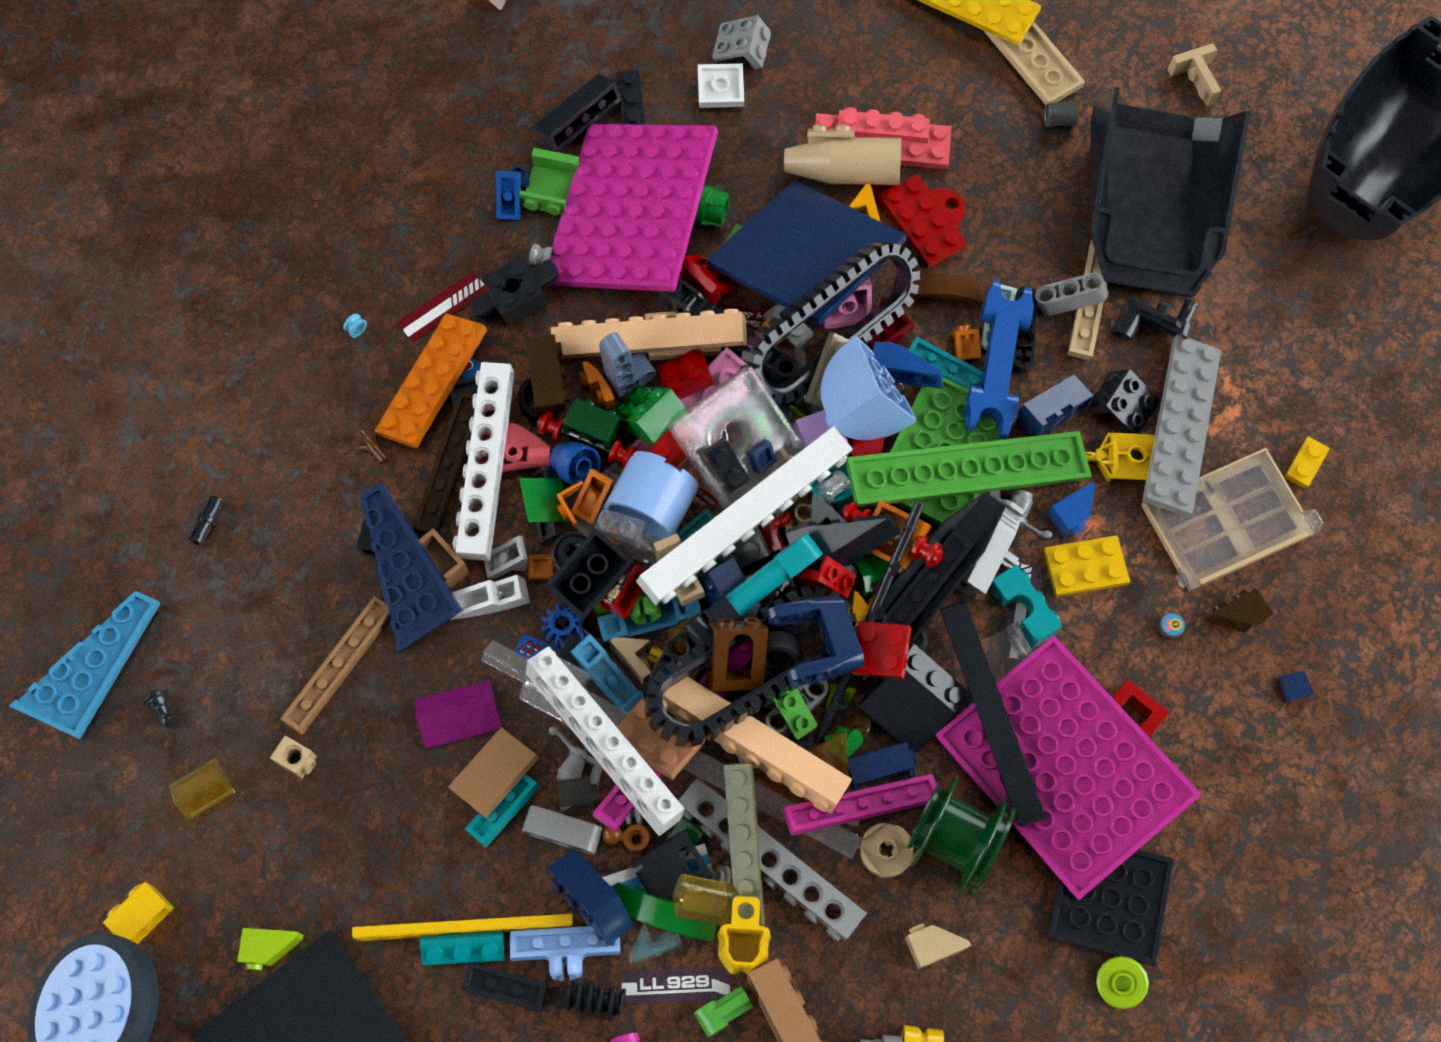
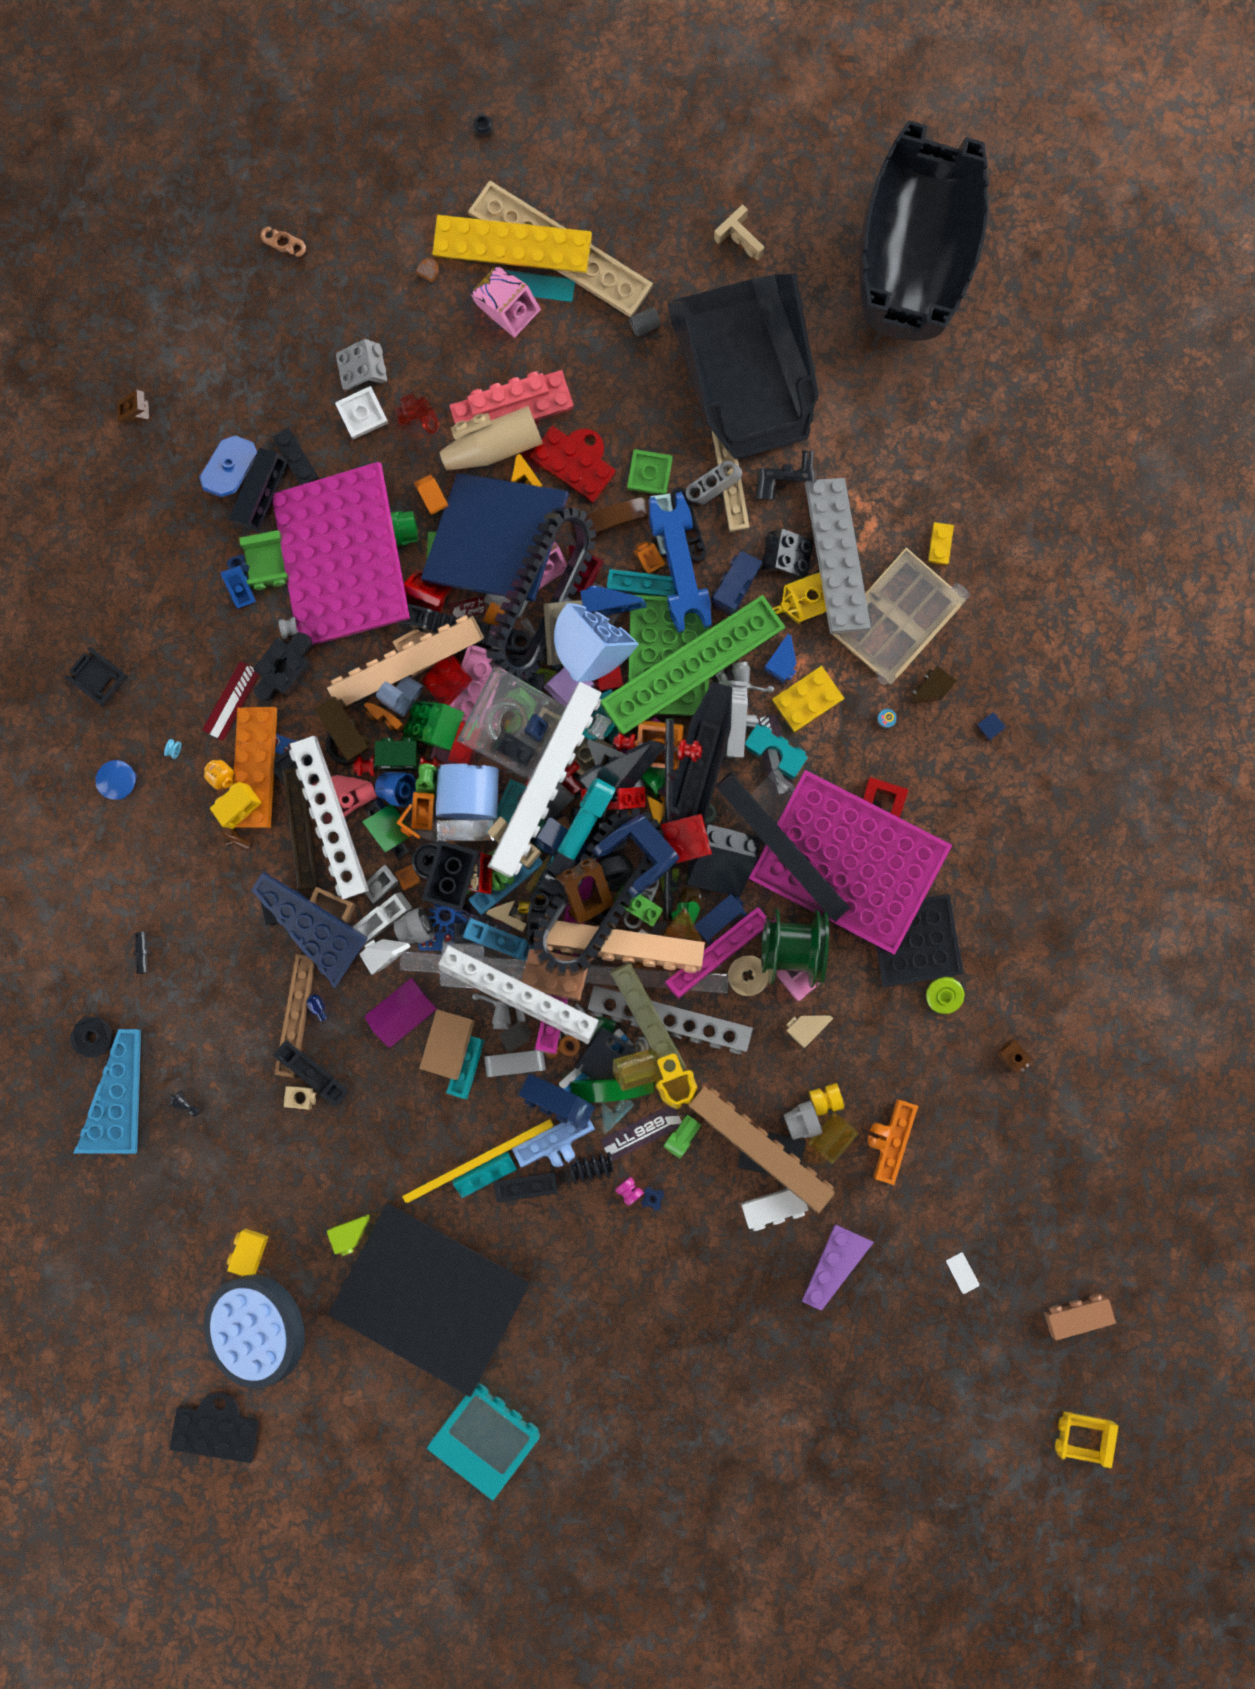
camera: 20 degrees left, 15 degrees up
(112, 597) = (88, 1048): none -> black plate
(201, 789) = (244, 1148): clear yellow brick -> none
(278, 332) = (115, 780): none -> blue dish
(313, 222) = (94, 675): none -> black container
(321, 733) = (310, 1072): none -> black slope
(367, 664) = (316, 1006): none -> clear blue cylinder
(390, 369) = (219, 774): none -> light orange head
(390, 405) = (235, 805): none -> yellow brick
(468, 635) = (382, 953): none -> white slope
(520, 622) = (414, 927): none -> light grey piece
(556, 79) = (228, 466): none -> shield
(613, 462) = (427, 779): none -> bright green piece
(756, 187) = (431, 494): none -> orange slope
(785, 104) = (419, 409): none -> clear red piece
(922, 39) = (506, 300): none -> bright pink slope
(941, 881) = (795, 982): none -> bright pink panel
(958, 41) = (547, 286): none -> teal sticker
(1003, 259) = (649, 472): none -> bright green plate

